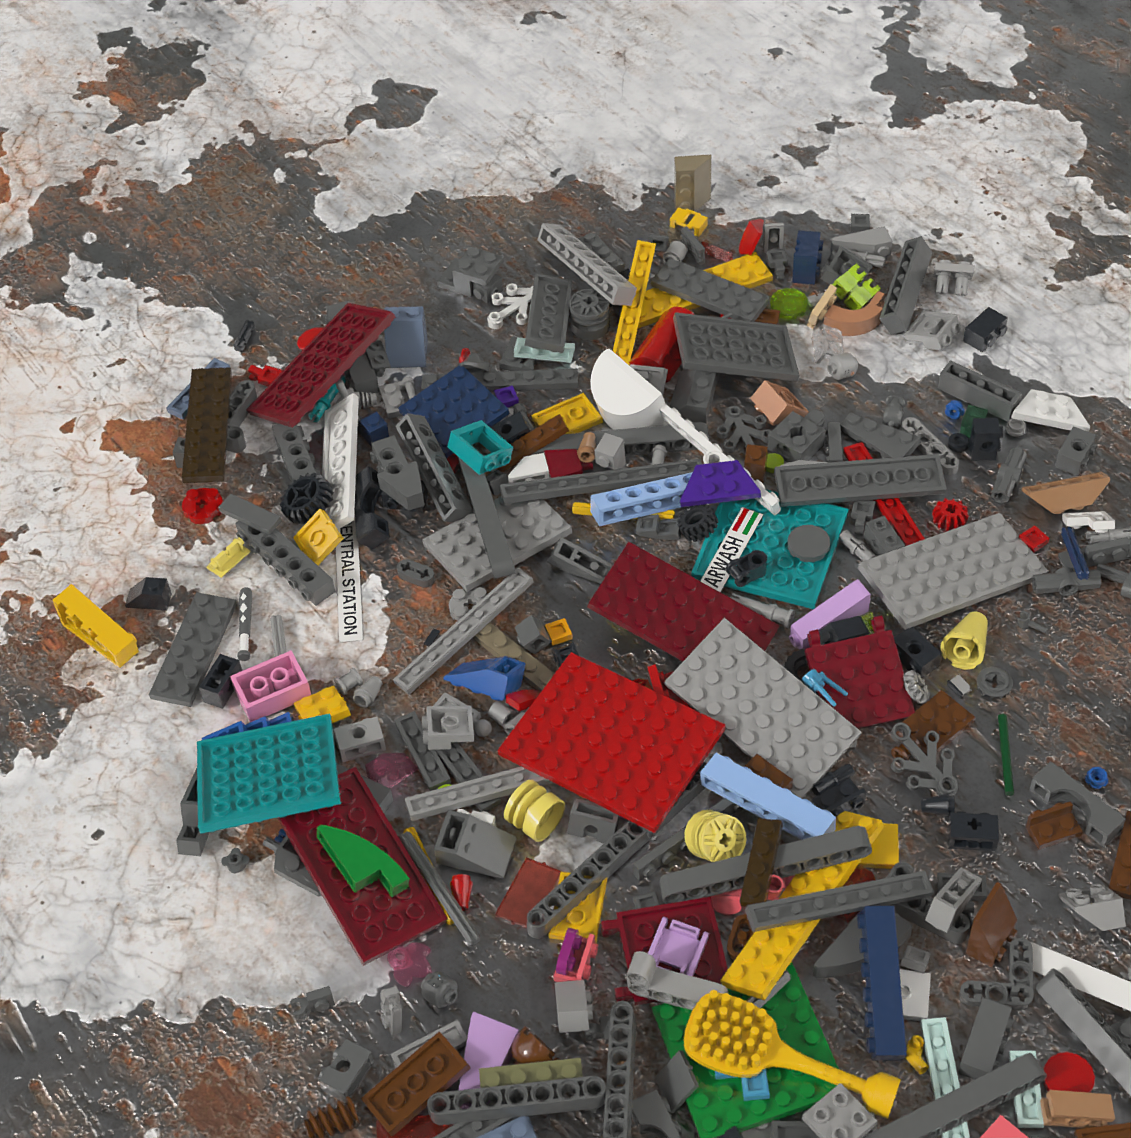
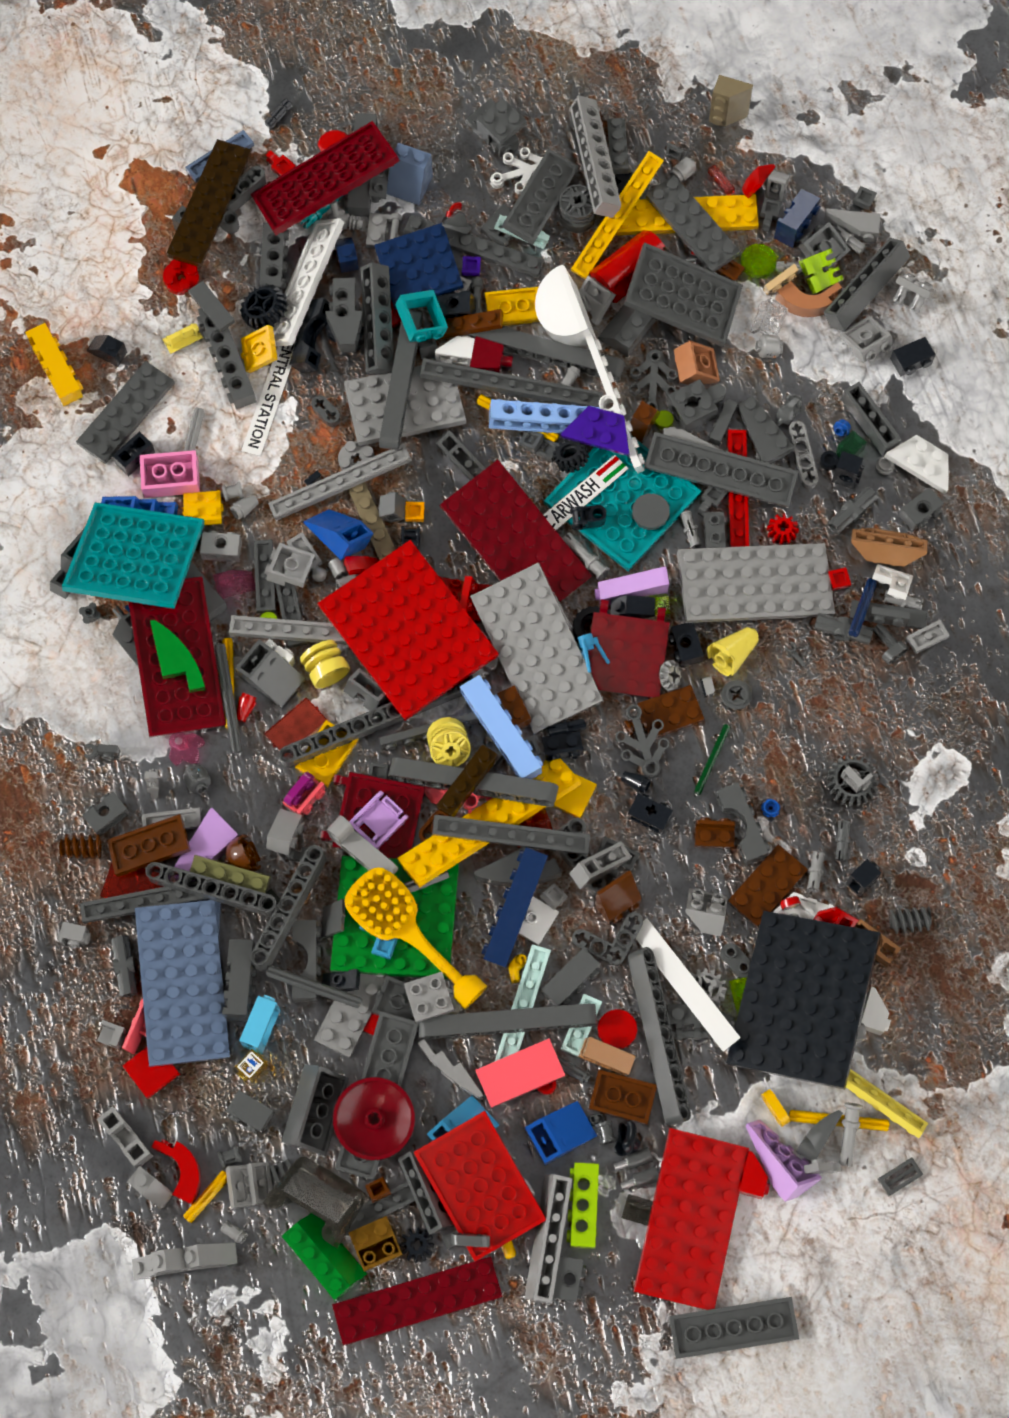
camera: 20 degrees right, 20 degrees up
(245, 611) = (176, 397): dark grey piece -> none
(587, 448) = (511, 349): medium nougat cone -> none
(610, 452) = (527, 362): light grey slope -> none
(693, 245) = (704, 166): dark grey tile -> none
(698, 222) = (720, 142): yellow piece -> none

